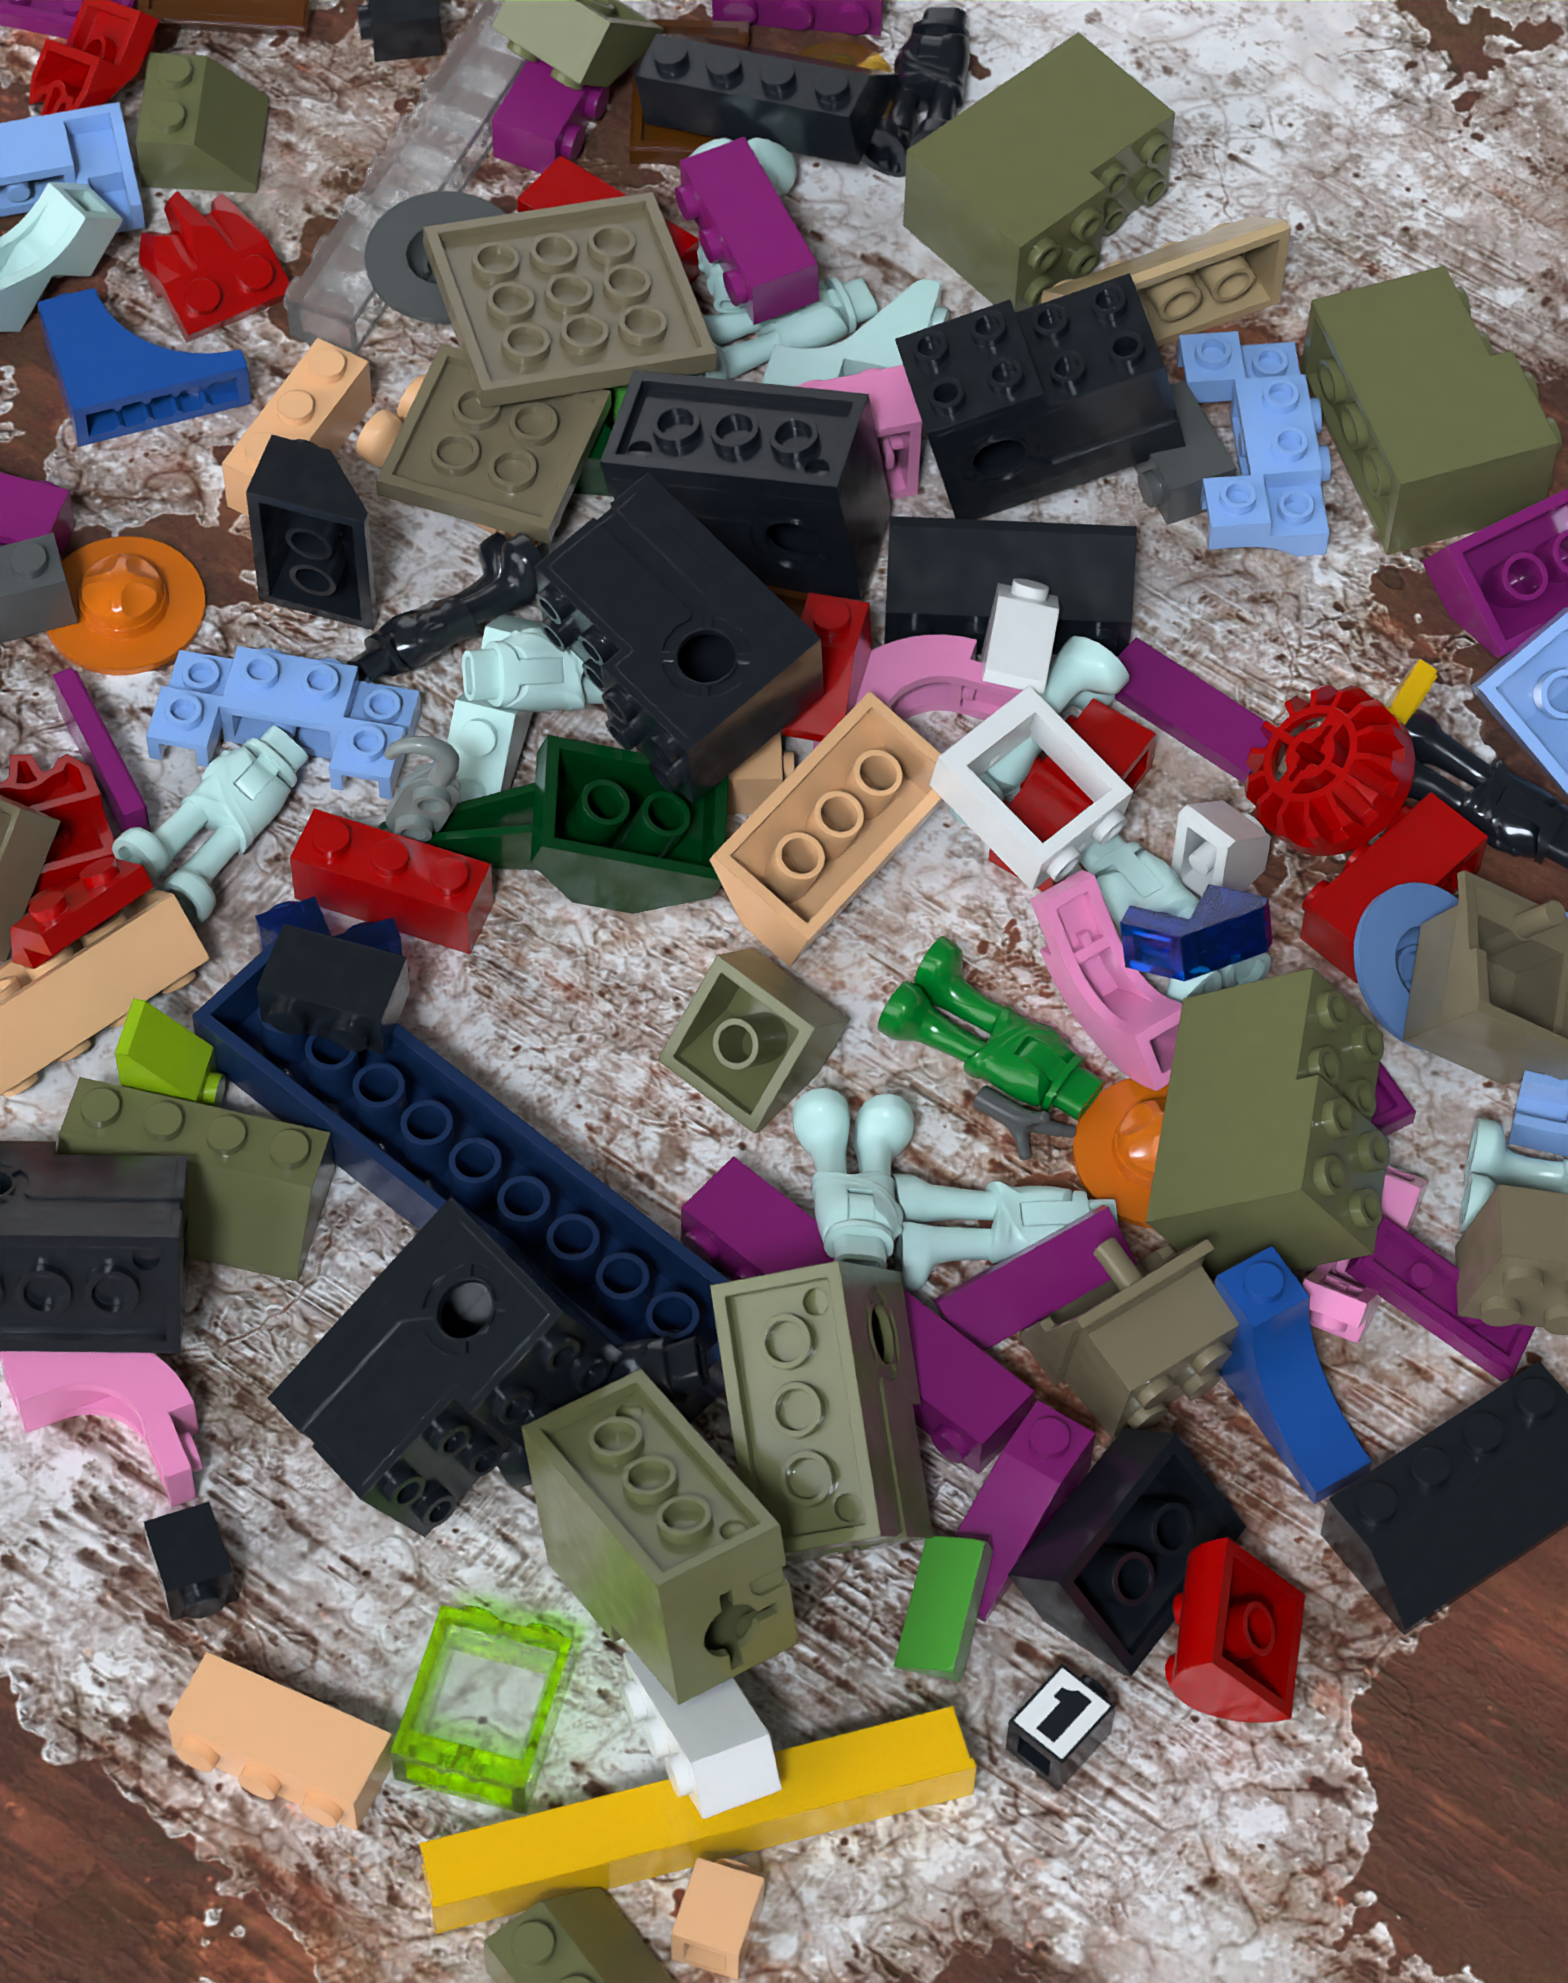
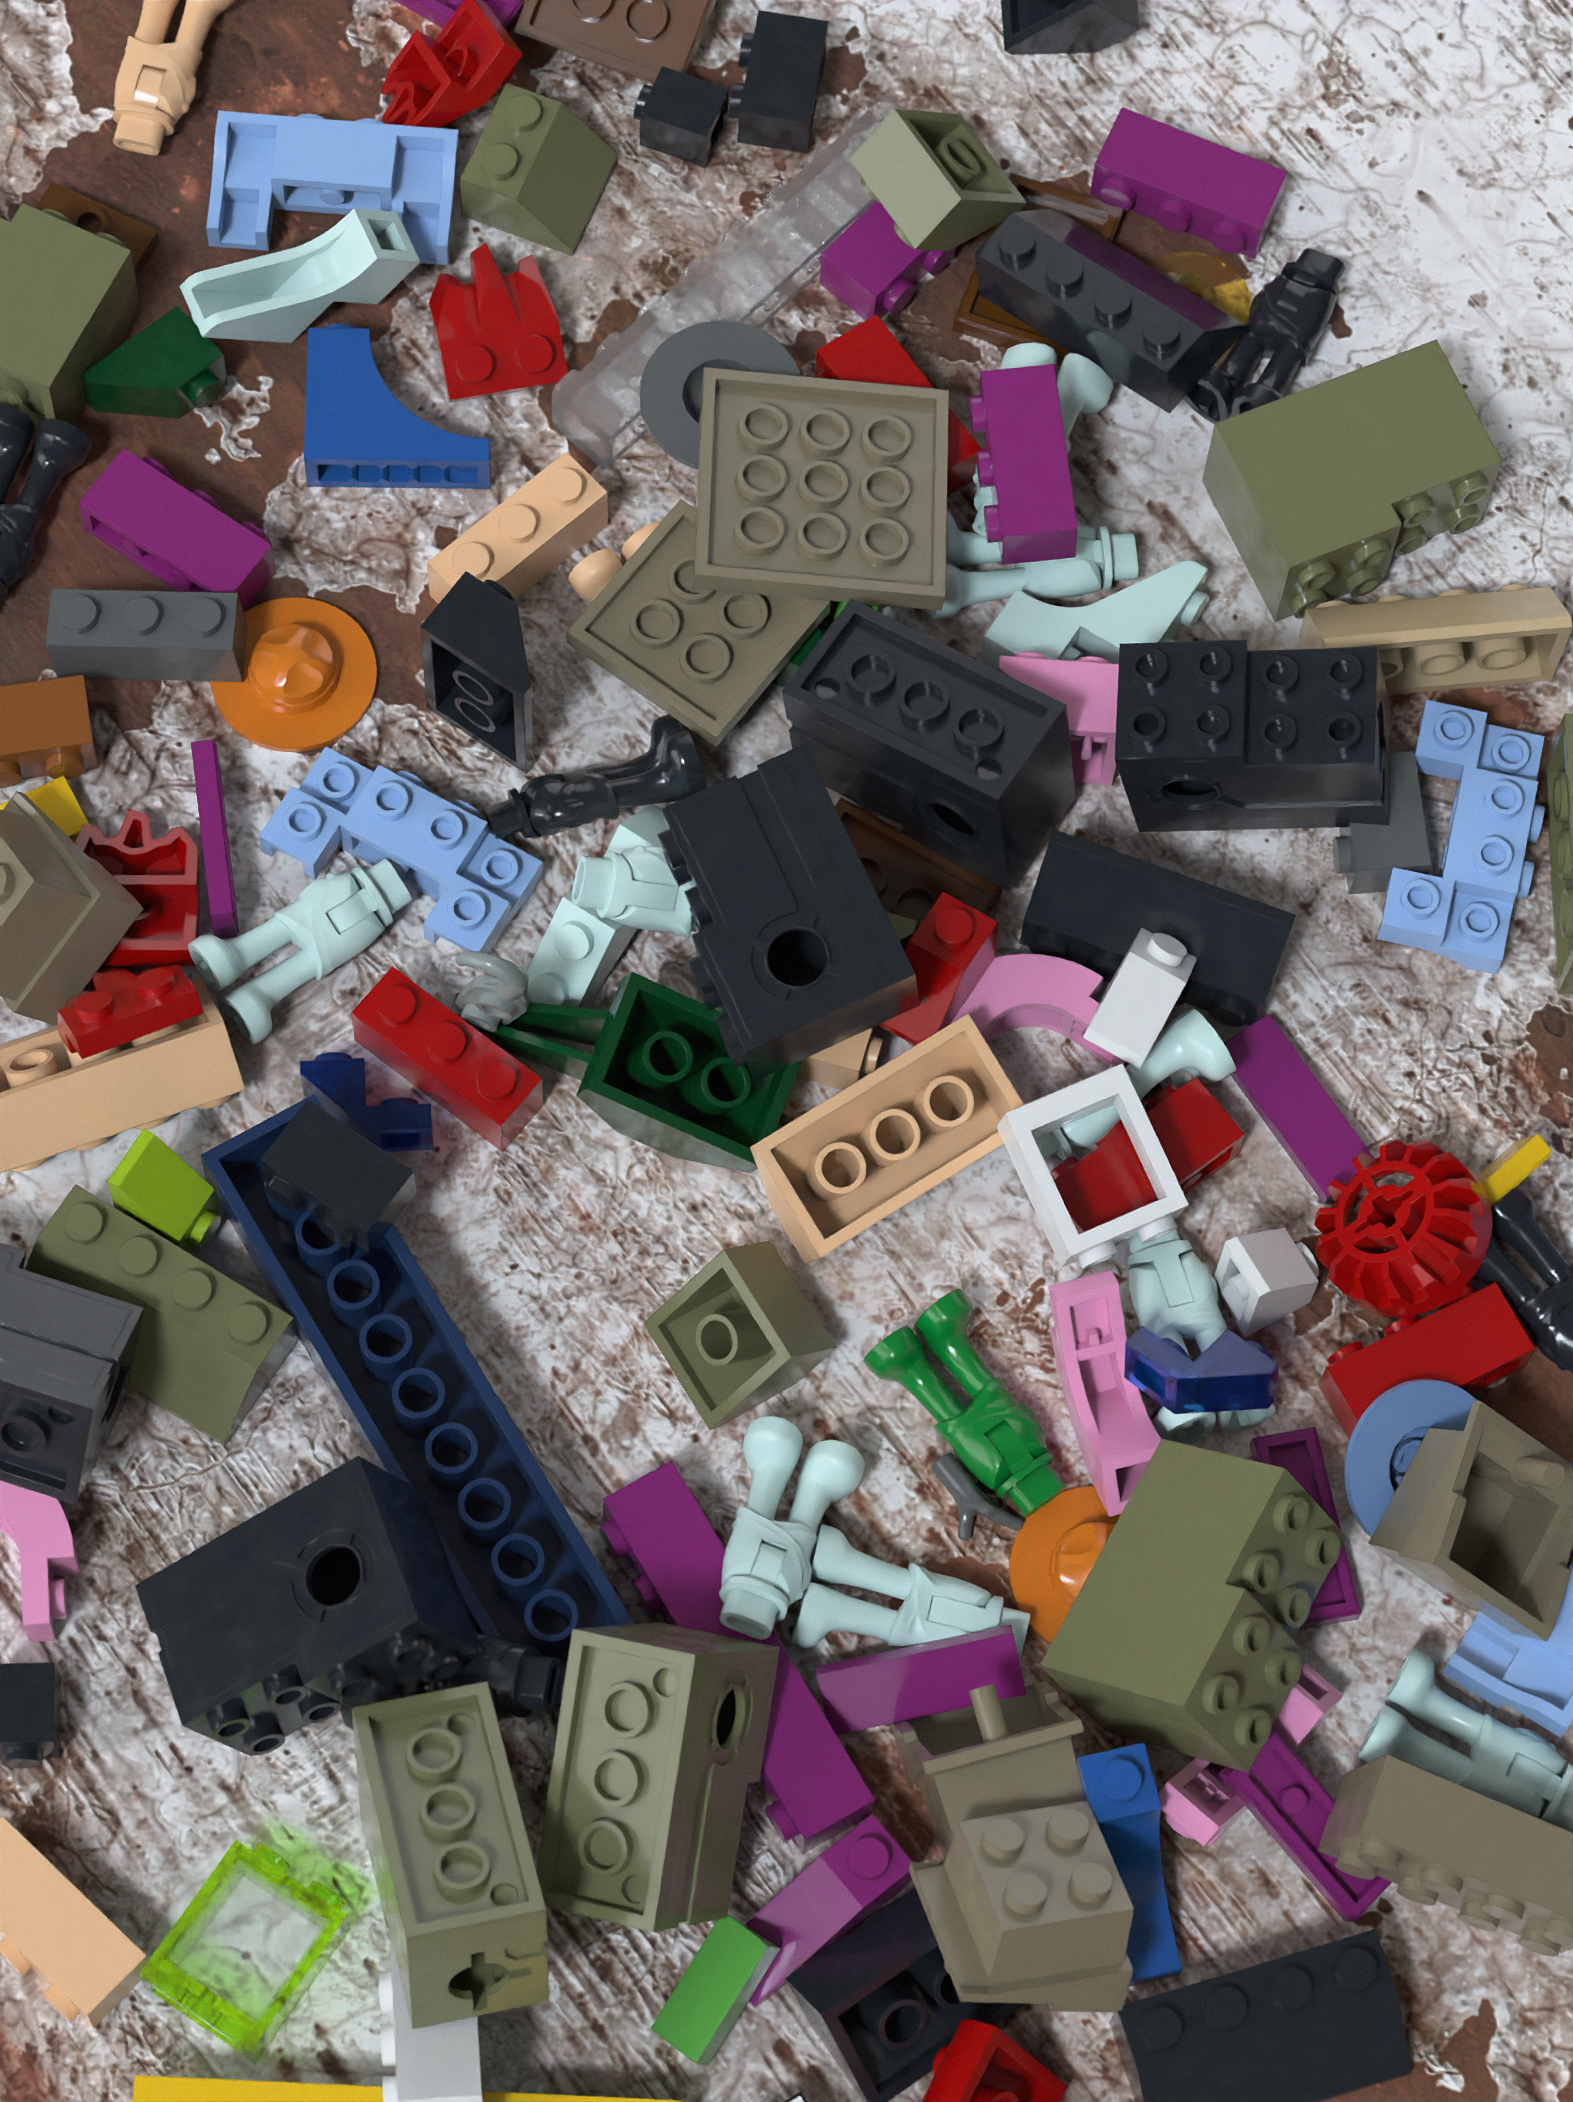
camera: 15 degrees right, 10 degrees up
(318, 47) = (682, 116): none -> black brick
(1225, 1422) = (1031, 1911): none -> dark tan piece

